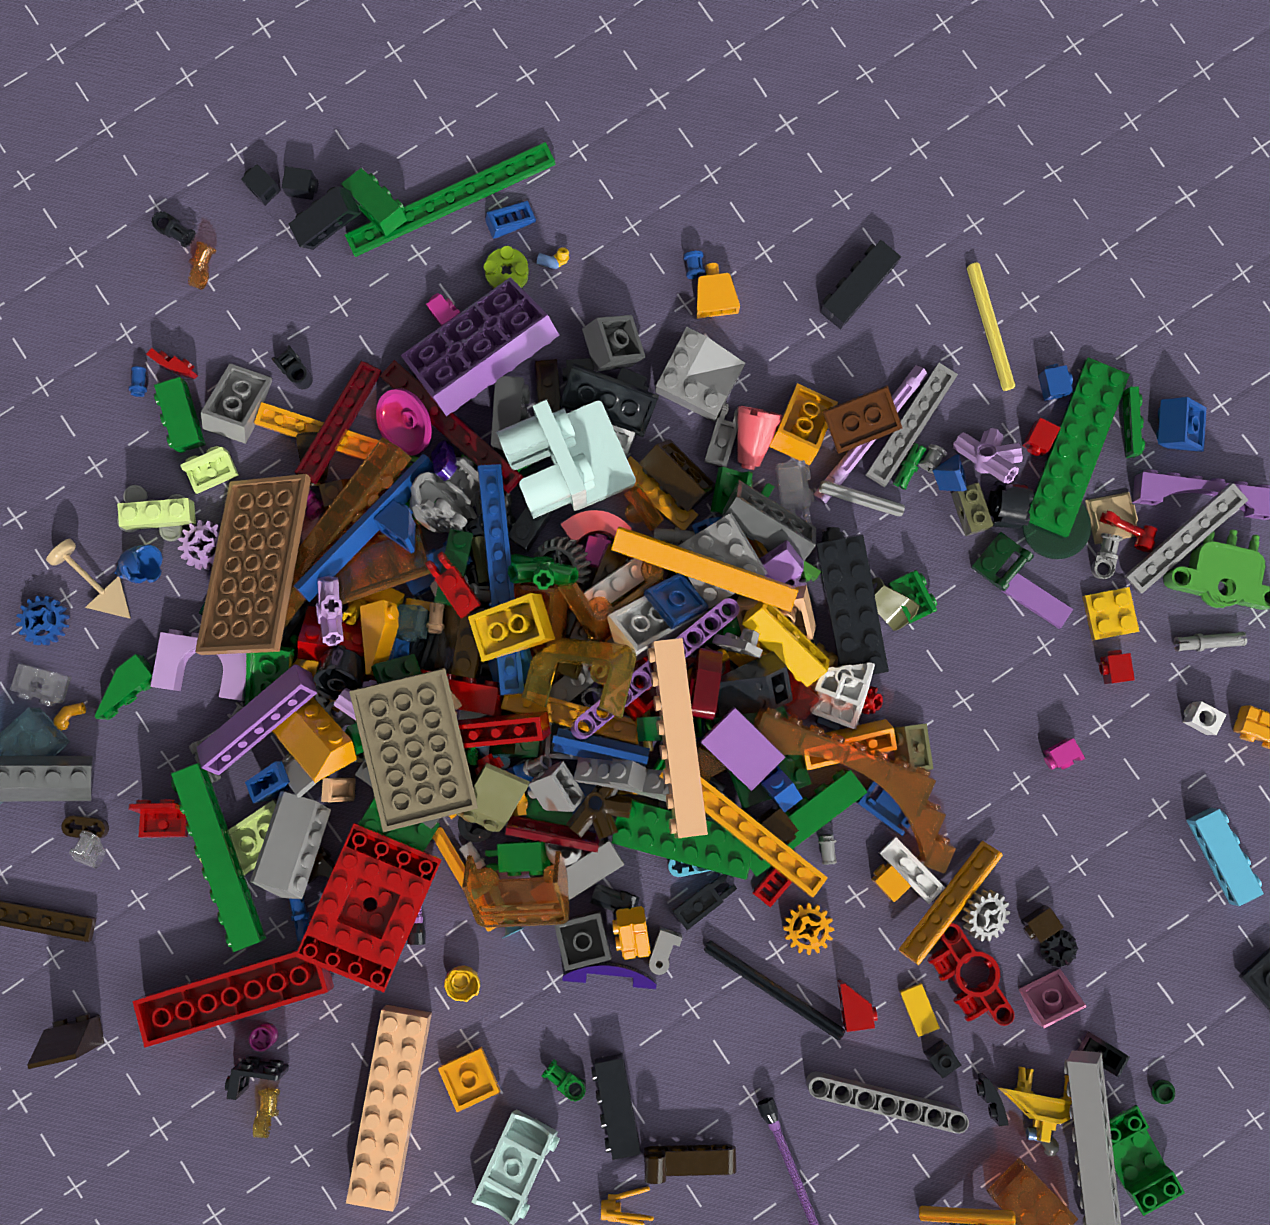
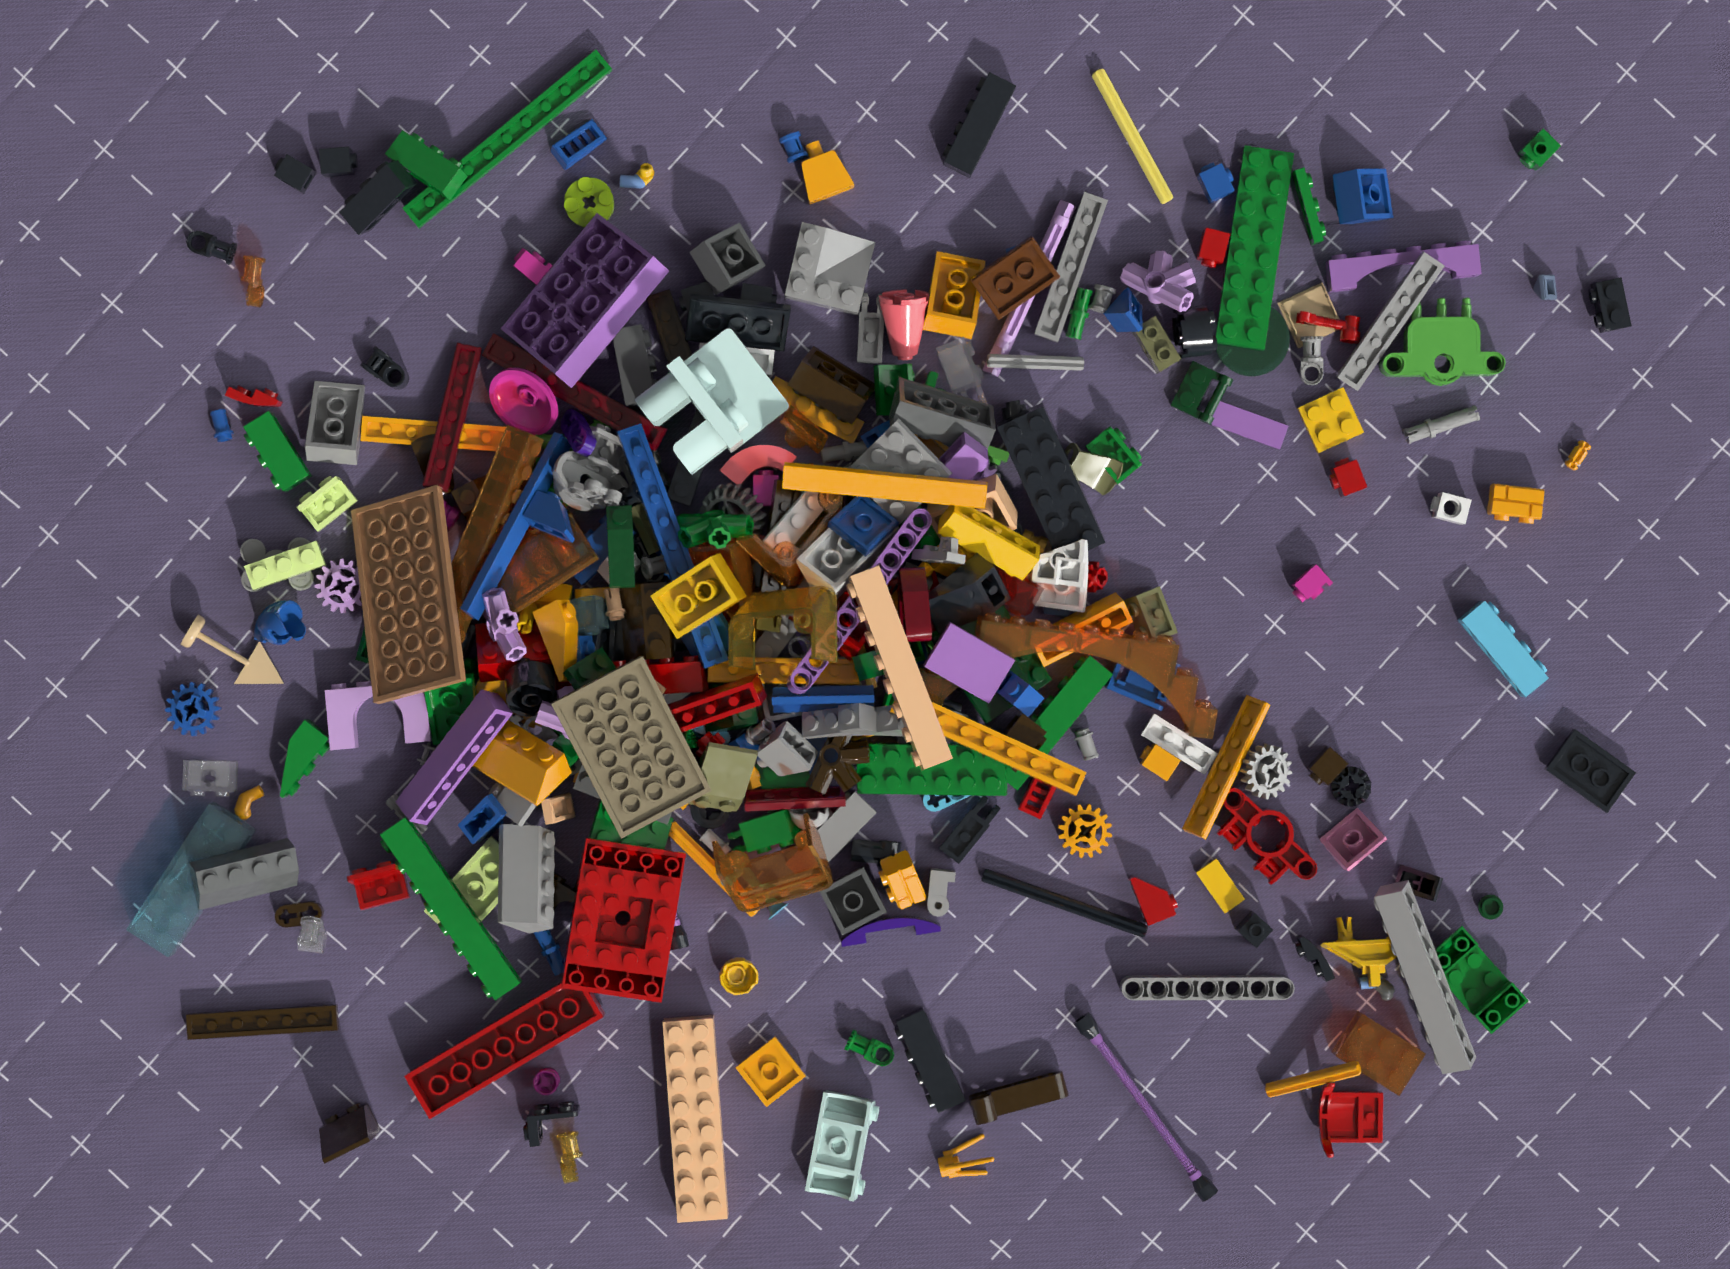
camera: 15 degrees left, 5 degrees up
(454, 586) = (627, 567): red hinge -> none

